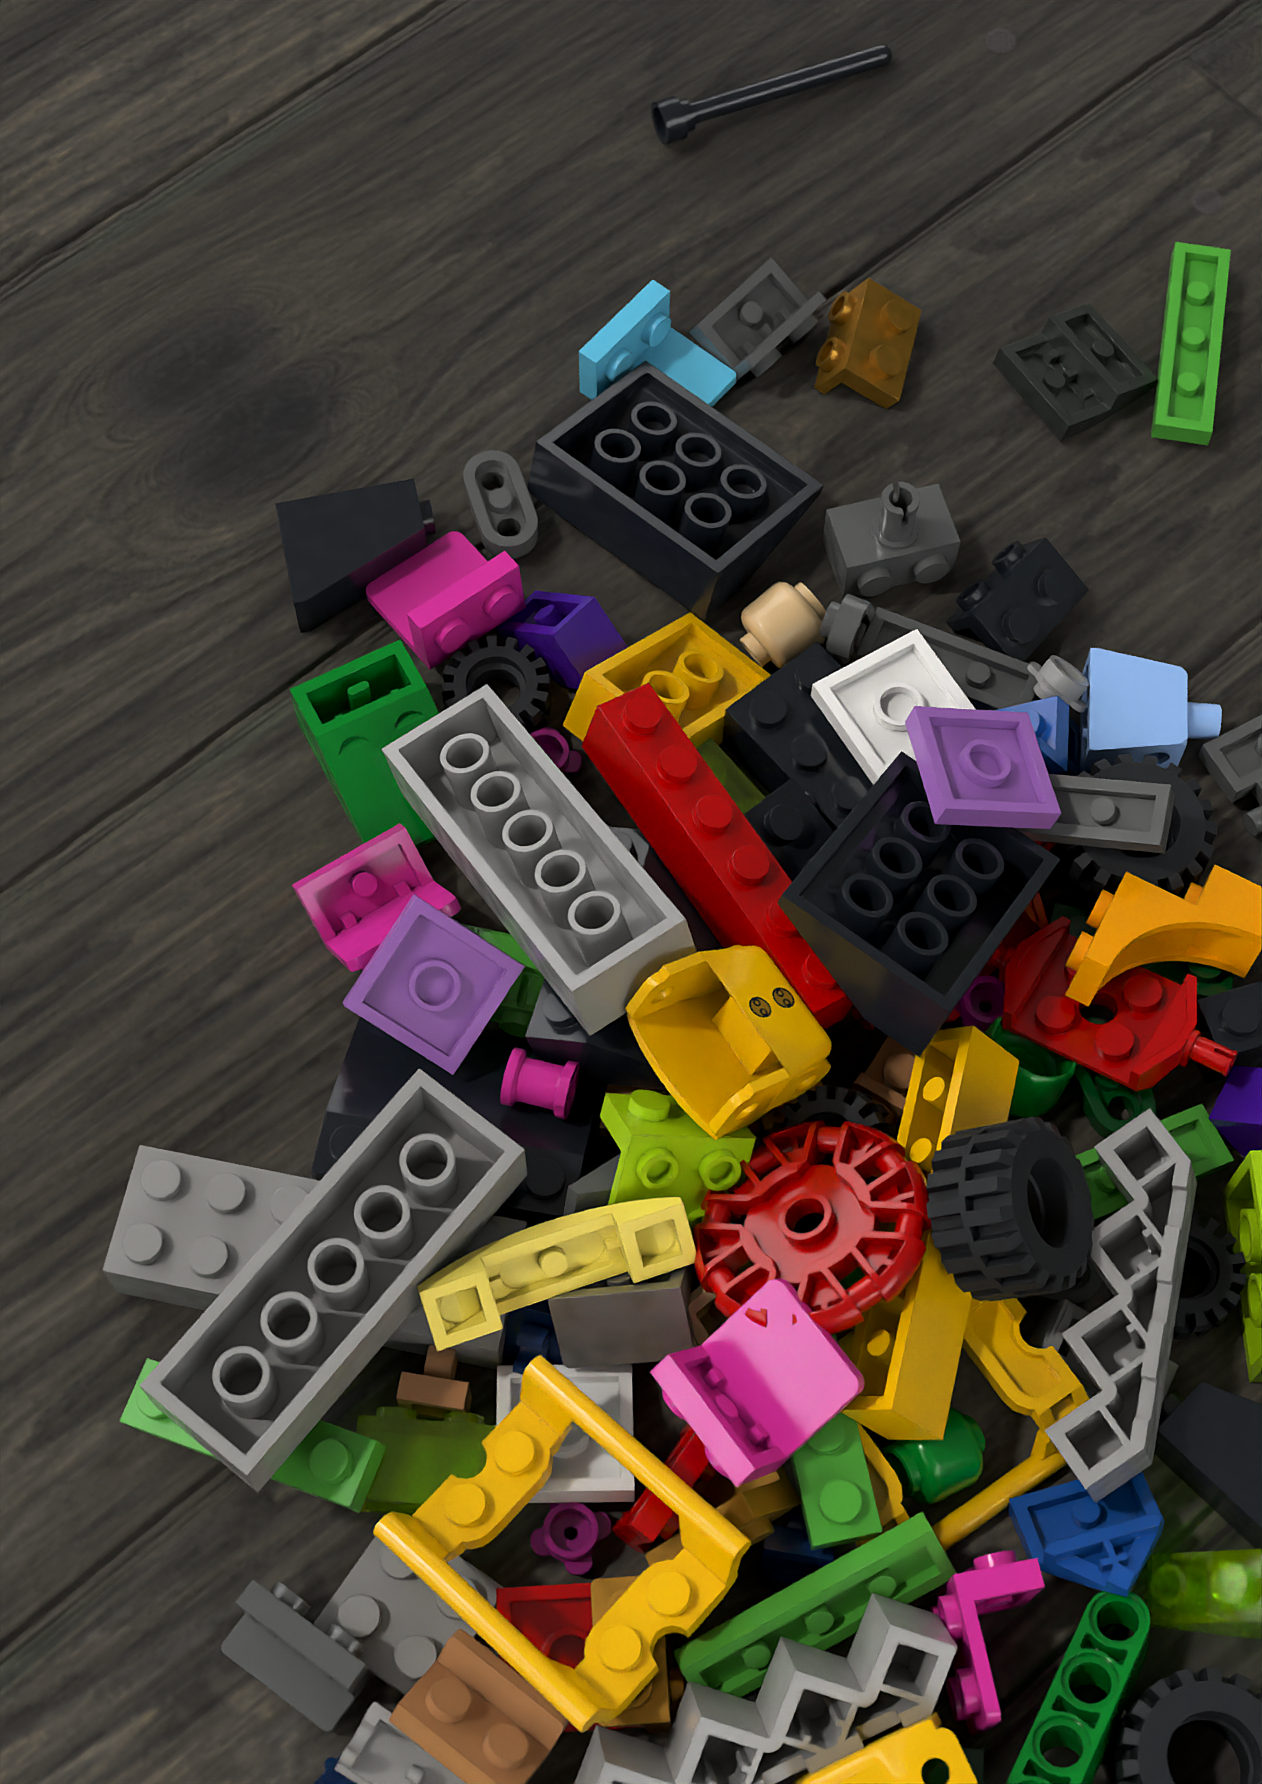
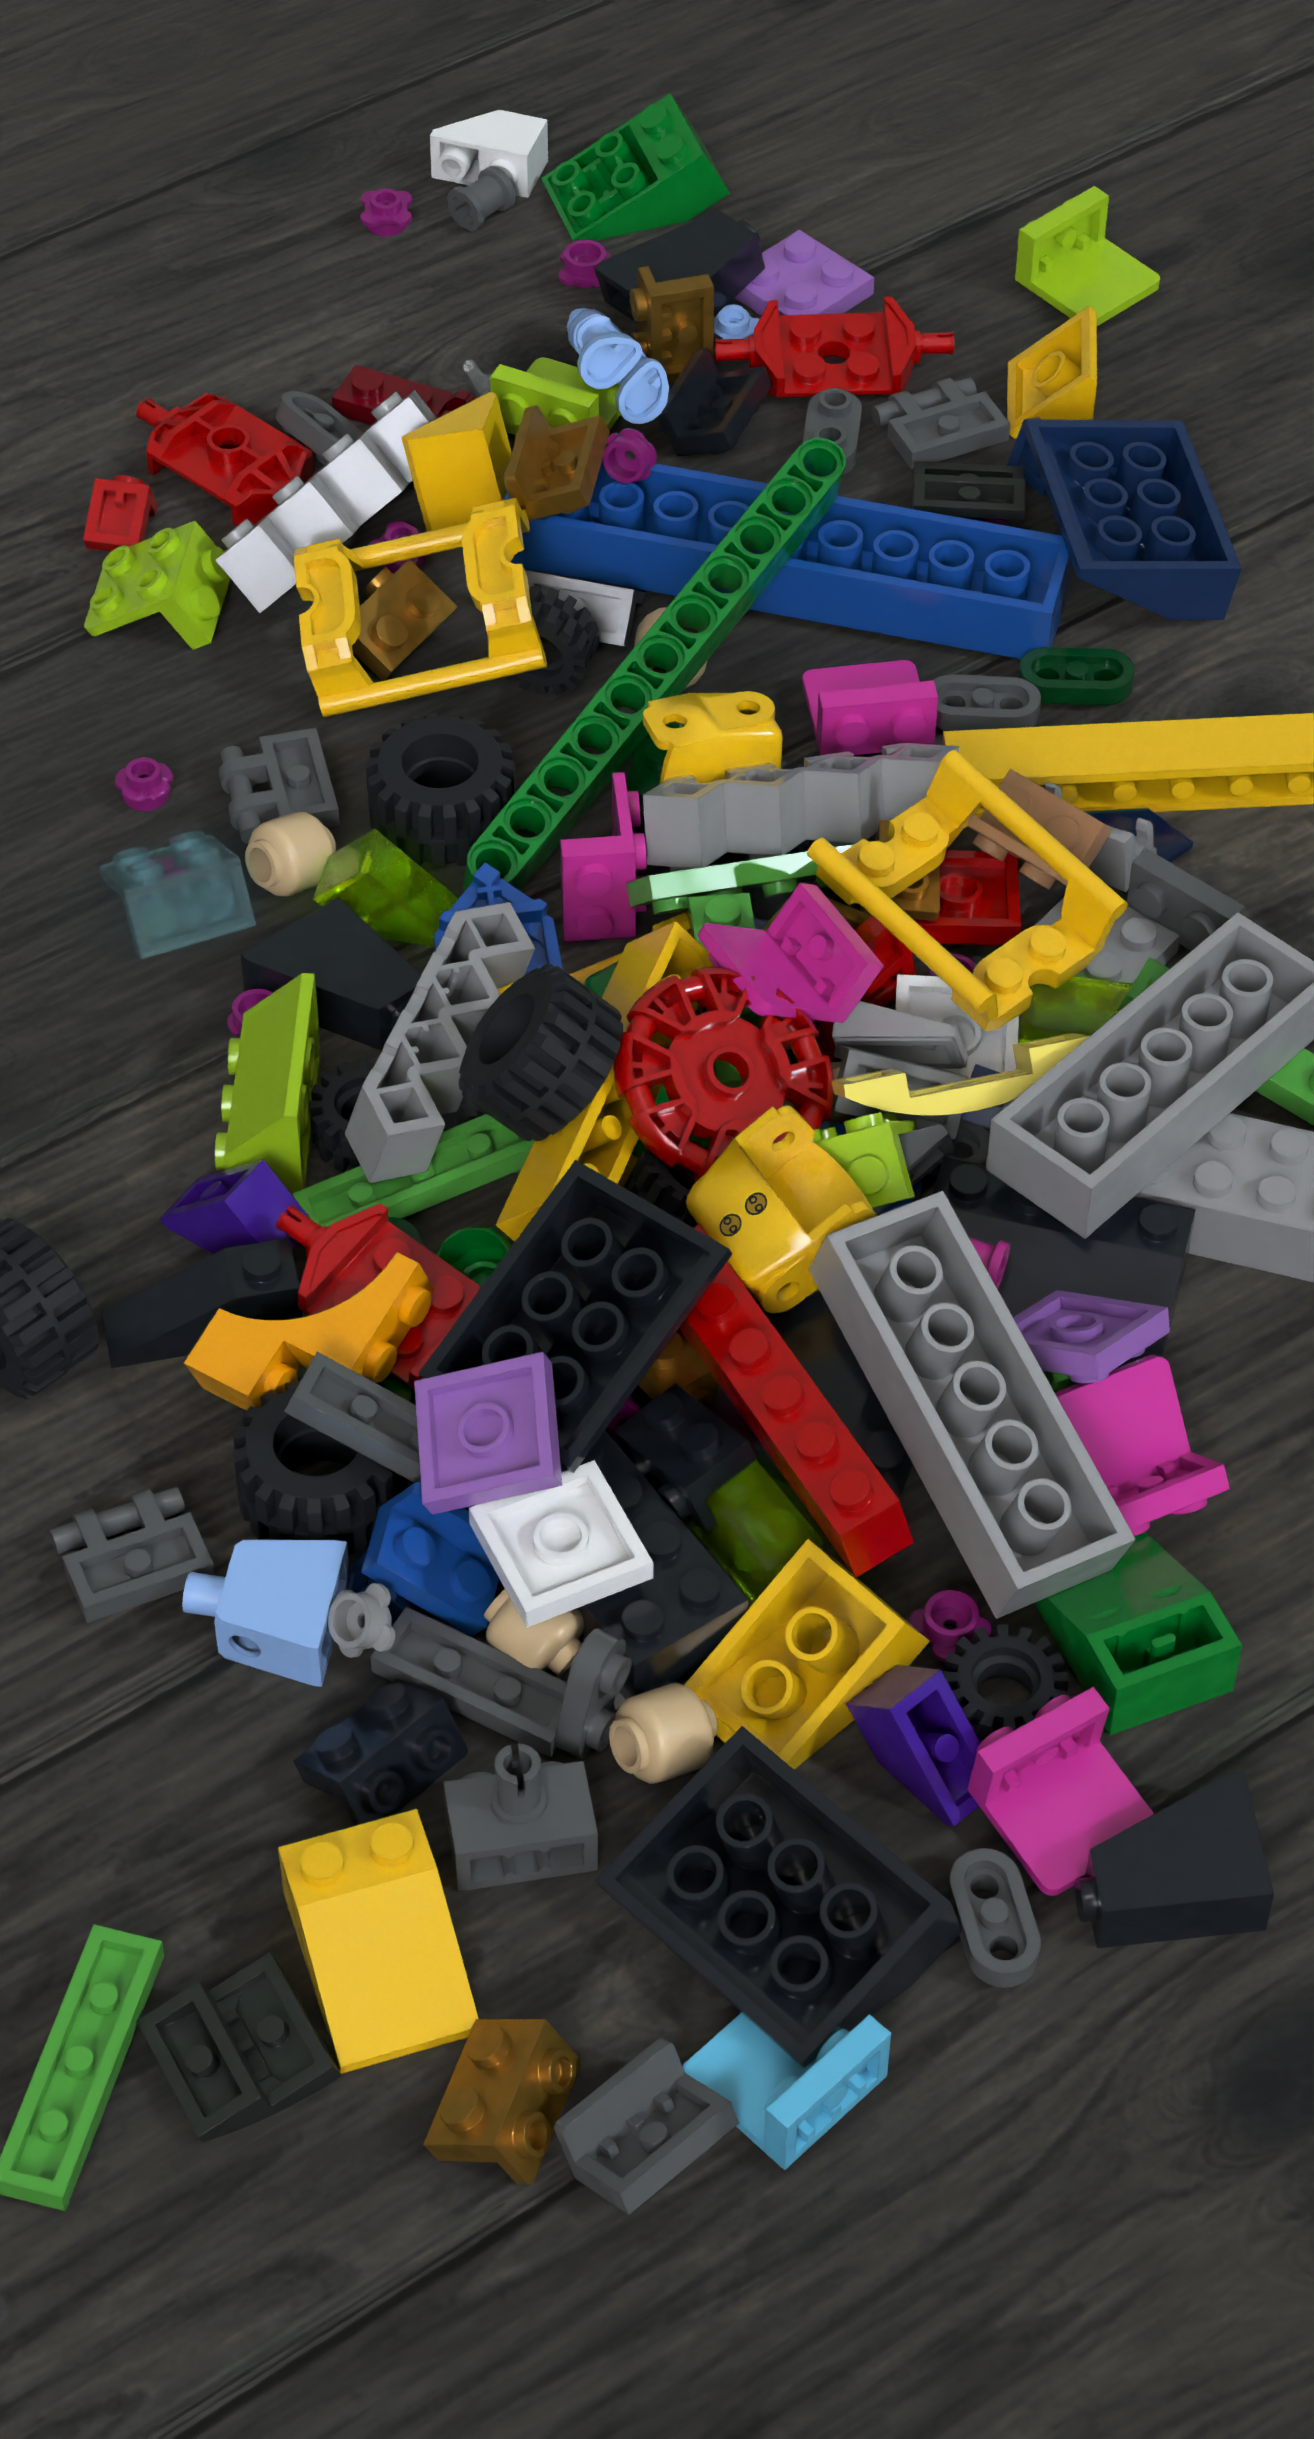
camera: 175 degrees left, 15 degrees down
(619, 1378) = (901, 1036): none -> light grey slope
(991, 452) = (378, 1940): none -> yellow slope

